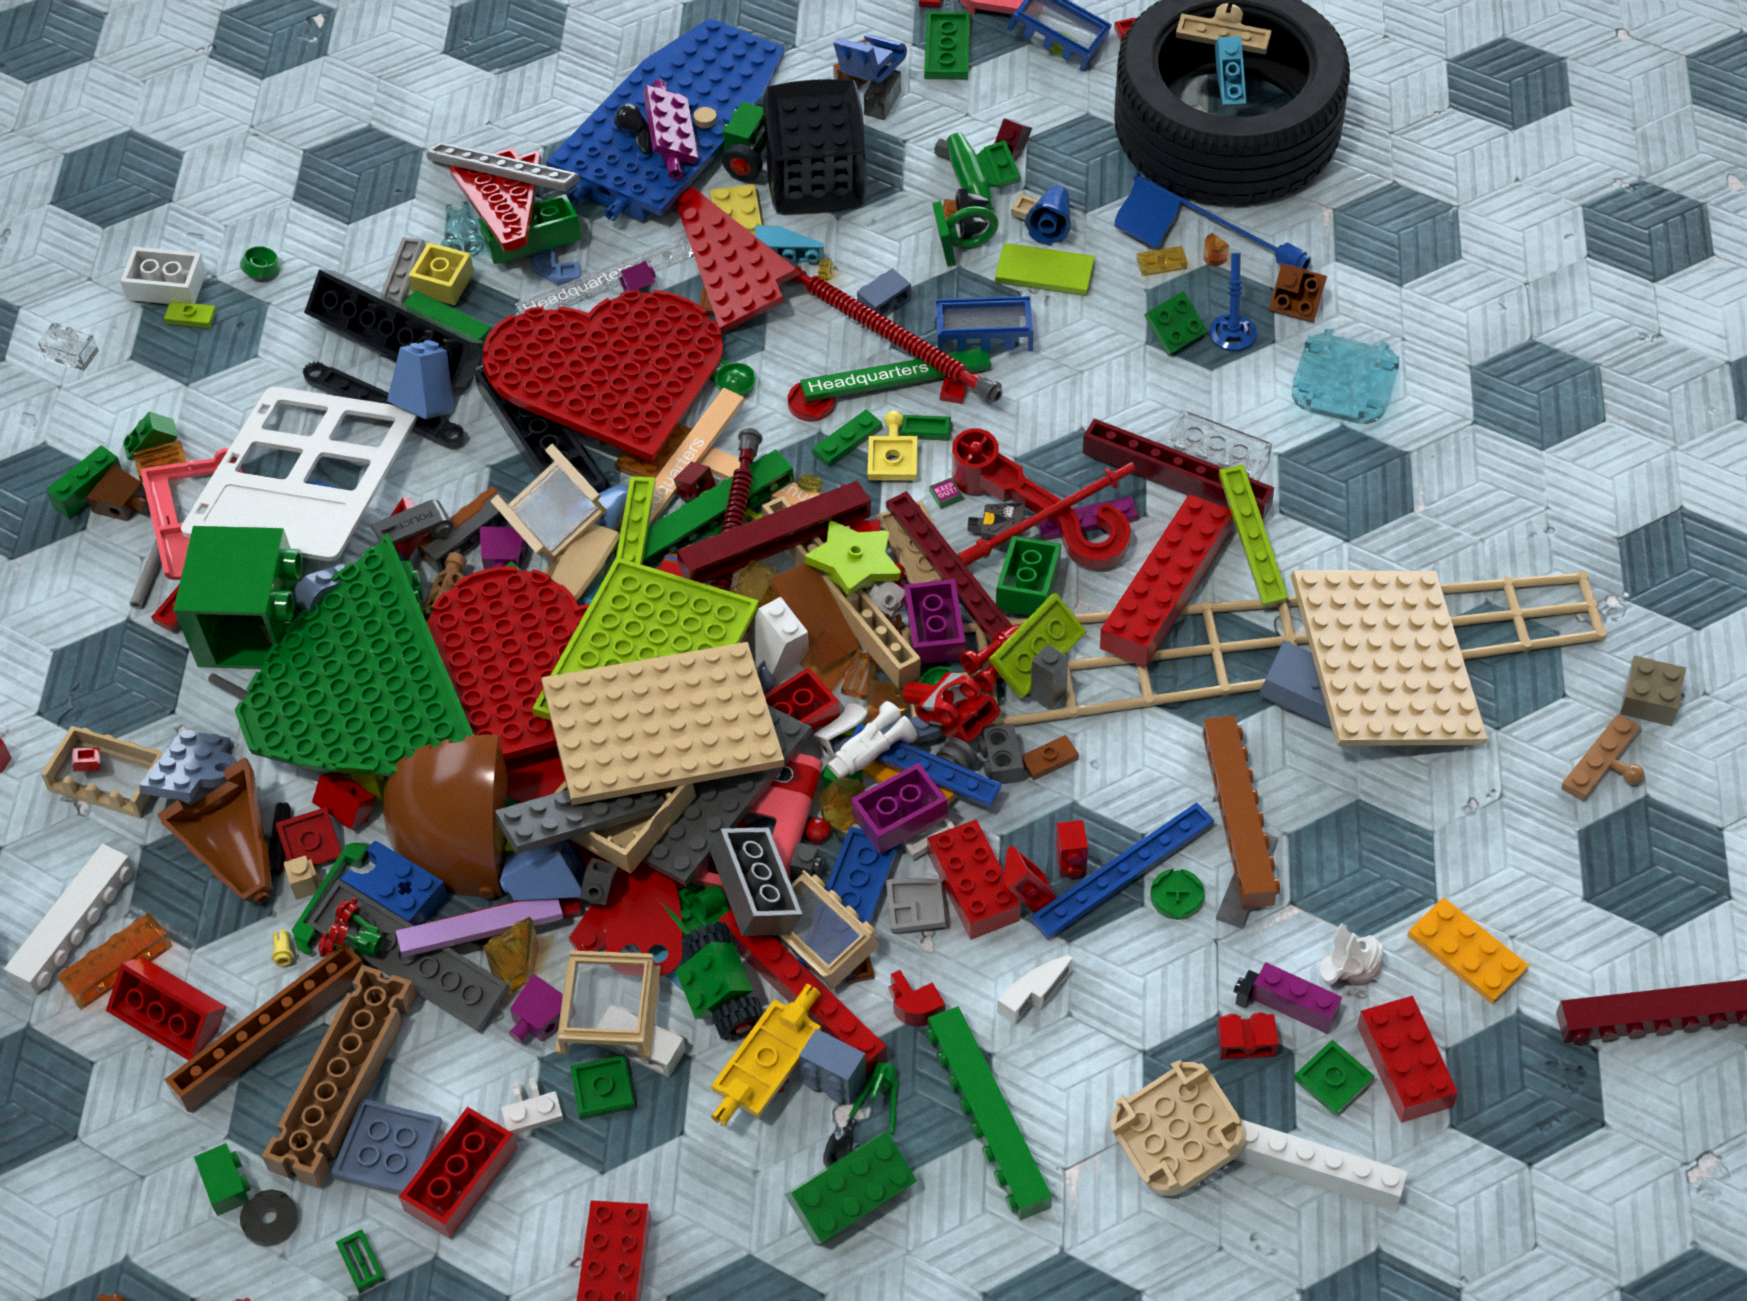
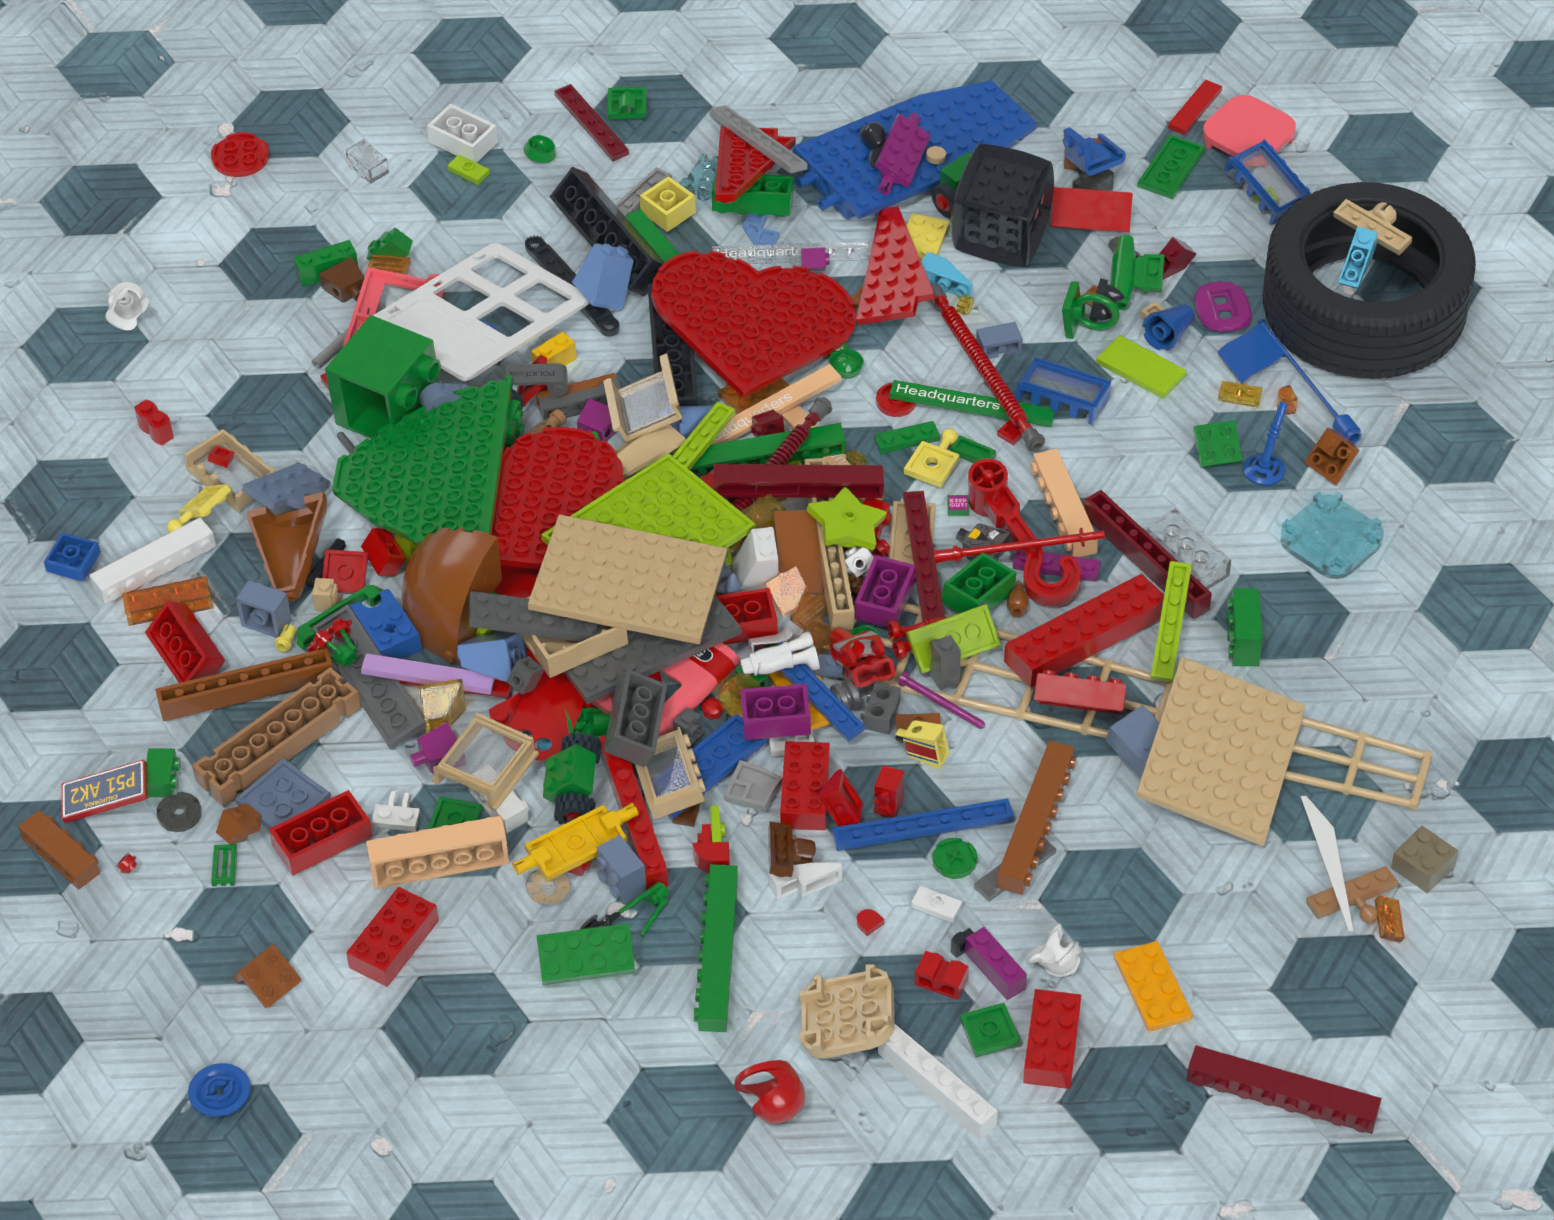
camera: 25 degrees right, 5 degrees down
(92, 828) = (200, 505): none -> light yellow plate
(166, 1233) = (104, 791): none -> tile
(240, 925) = (263, 609): none -> sand blue brick
(300, 213) = (591, 122): none -> dark red tile
(329, 177) = (627, 103): none -> green plate
(355, 1203) = (238, 823): none -> dark orange brick
(412, 483) = (558, 350): none -> yellow brick
(610, 1137) = (437, 852): none -> light nougat brick
(773, 1125) = (537, 888): none -> clear dish
(899, 962) = (717, 828): none -> lime plate
(902, 118) = (1091, 209): none -> red tile
(999, 966) = (786, 851): none -> reddish brown plate
(1053, 444) = (1063, 500): none -> light nougat brick
(1059, 720) = (906, 680): none -> magenta bar
(1072, 575) = (1017, 601): none -> dark orange plant
(1073, 775) = (925, 742): none -> light yellow torso
(1100, 167) = (1236, 304): none -> magenta piece
(1130, 1007) = (869, 921): none -> red tile
(1160, 1258) = (779, 1097): none -> red piece
(1190, 956) = (936, 904): none -> white plate
(1217, 651) = (1080, 693): none -> brick
(1327, 511) = (1245, 627): none -> green brick
(1549, 717) = (1327, 844): none -> white sticker
(1658, 771) = (1389, 919): none -> clear orange plate

